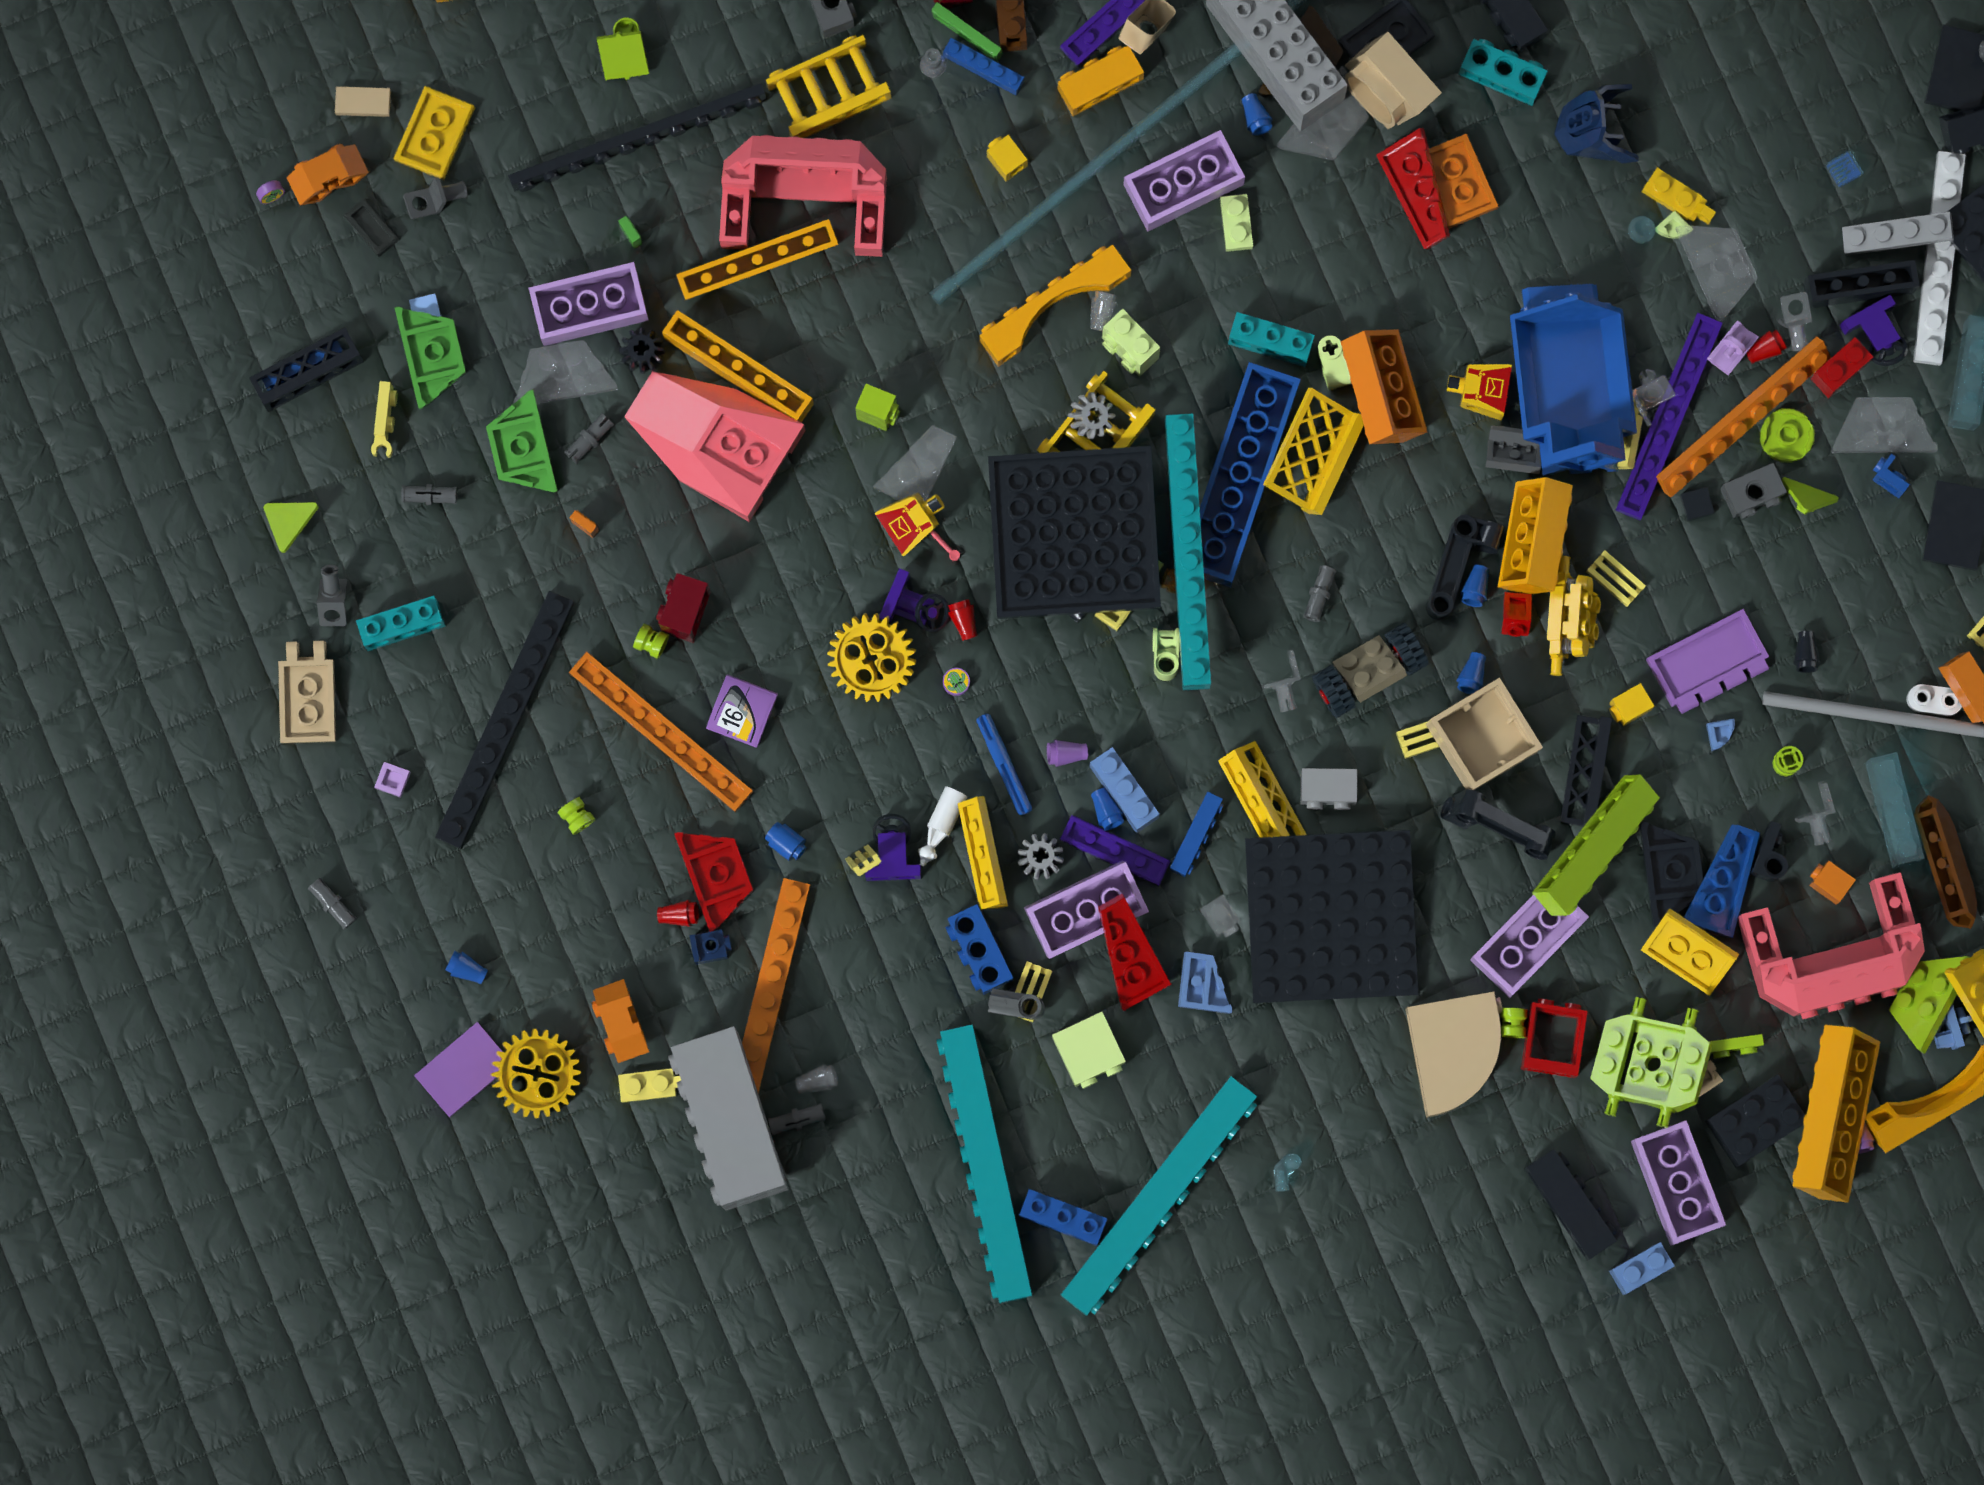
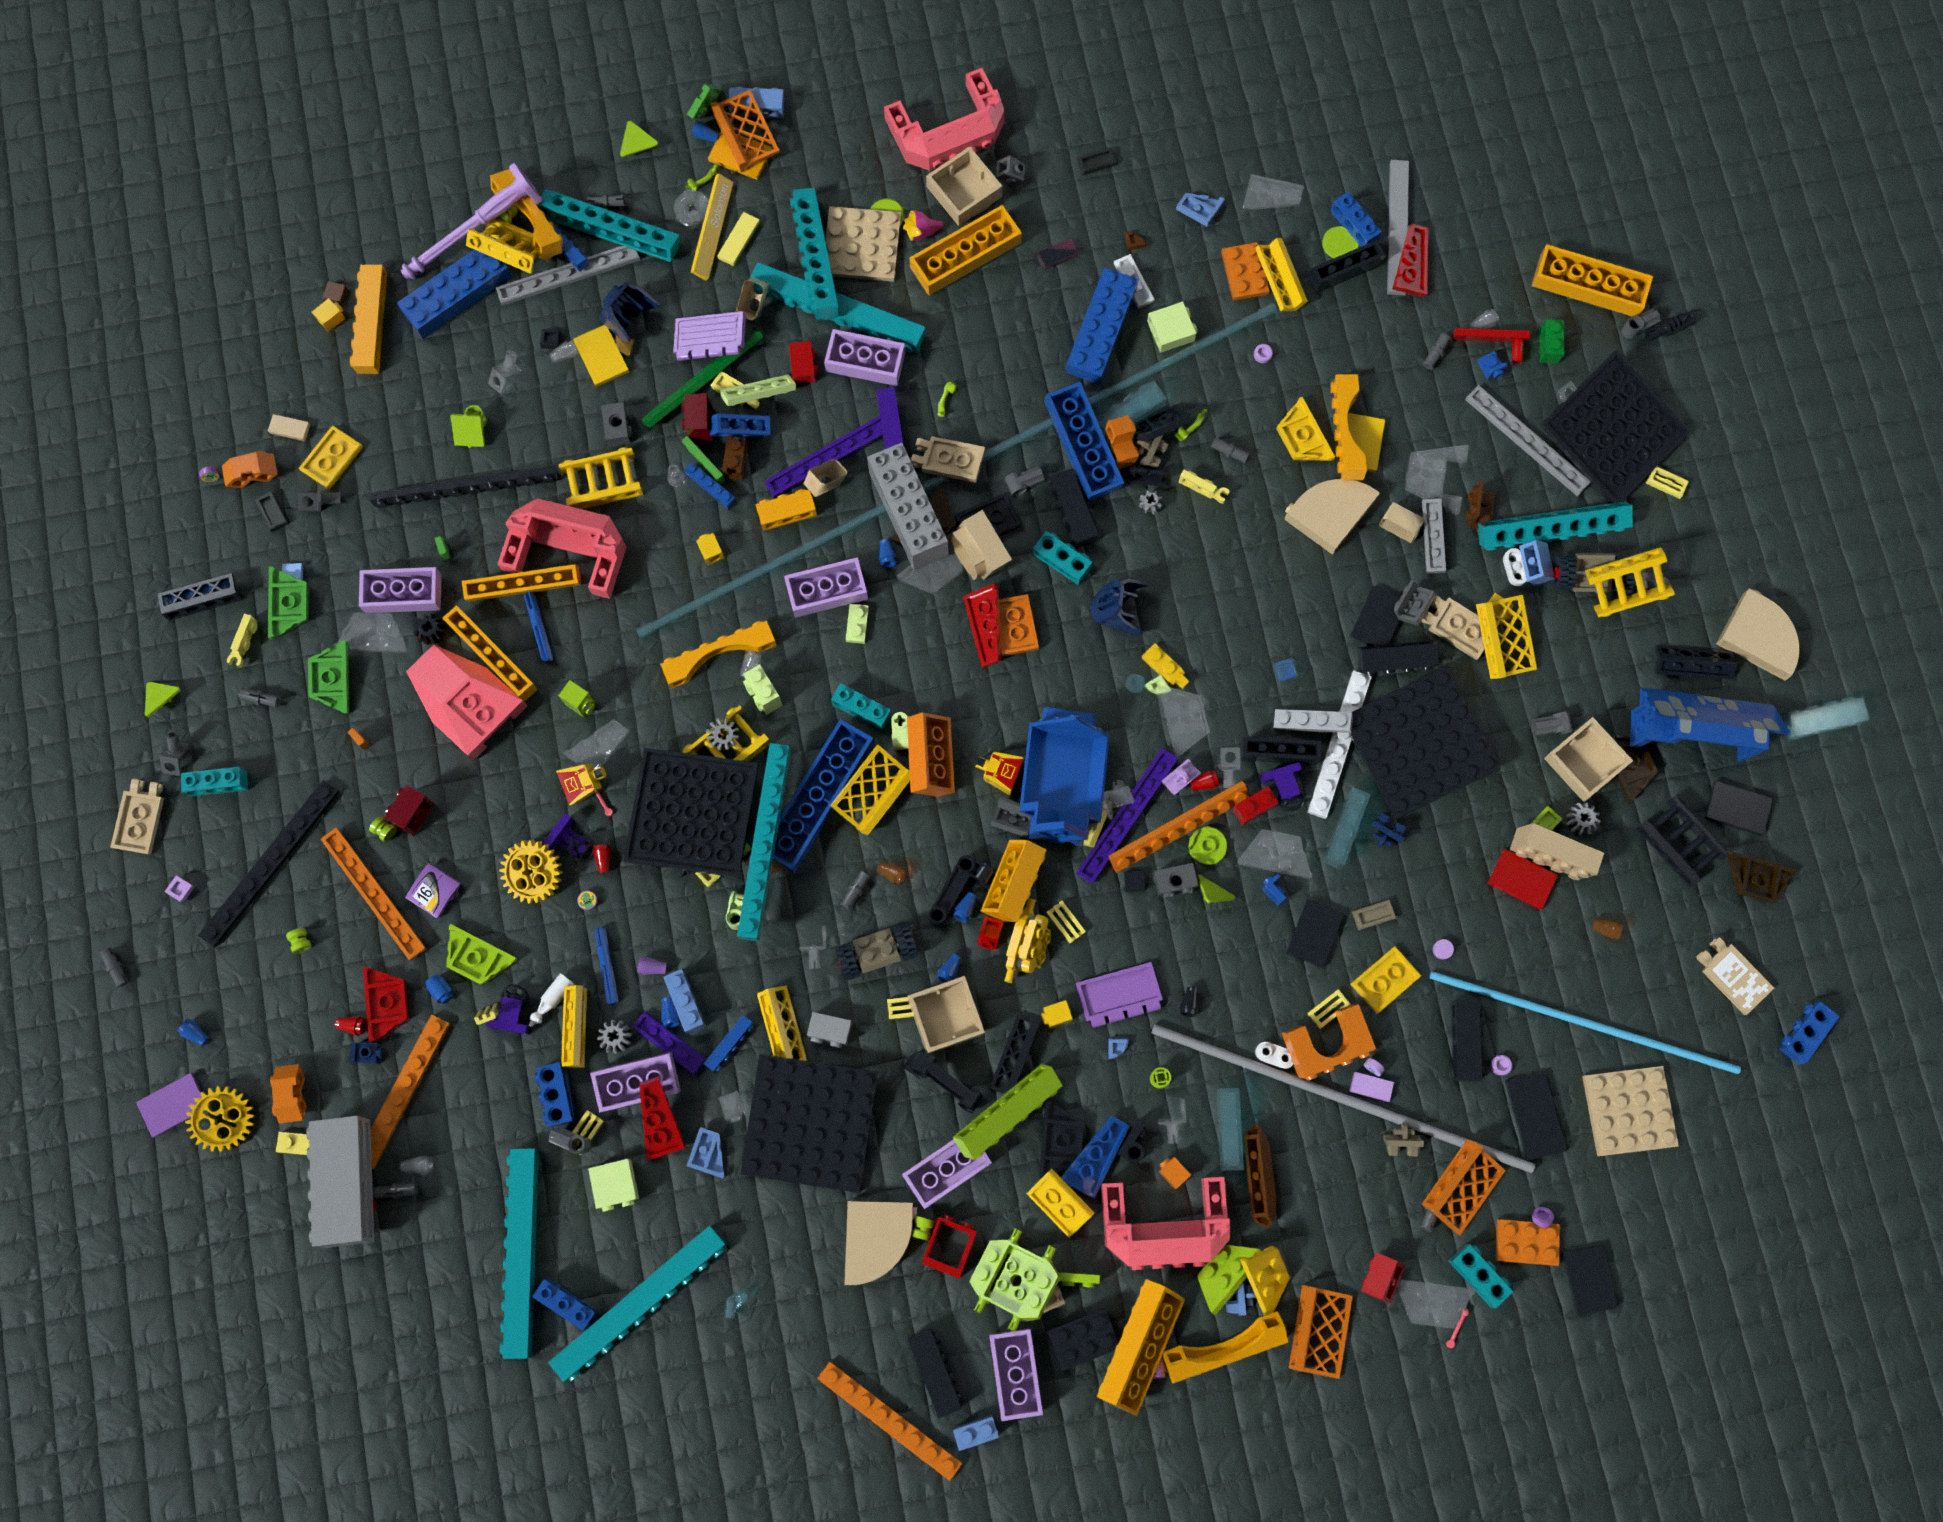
camera: 10 degrees right, 5 degrees down
(589, 438) = (378, 681): dark grey pin -> none
(791, 316) = (538, 627): none -> blue axle
(823, 789) = (475, 957): none -> lime wing
(1365, 559) = (893, 873): none -> clear orange cone
(1524, 1278) = (889, 1421): none -> orange plate

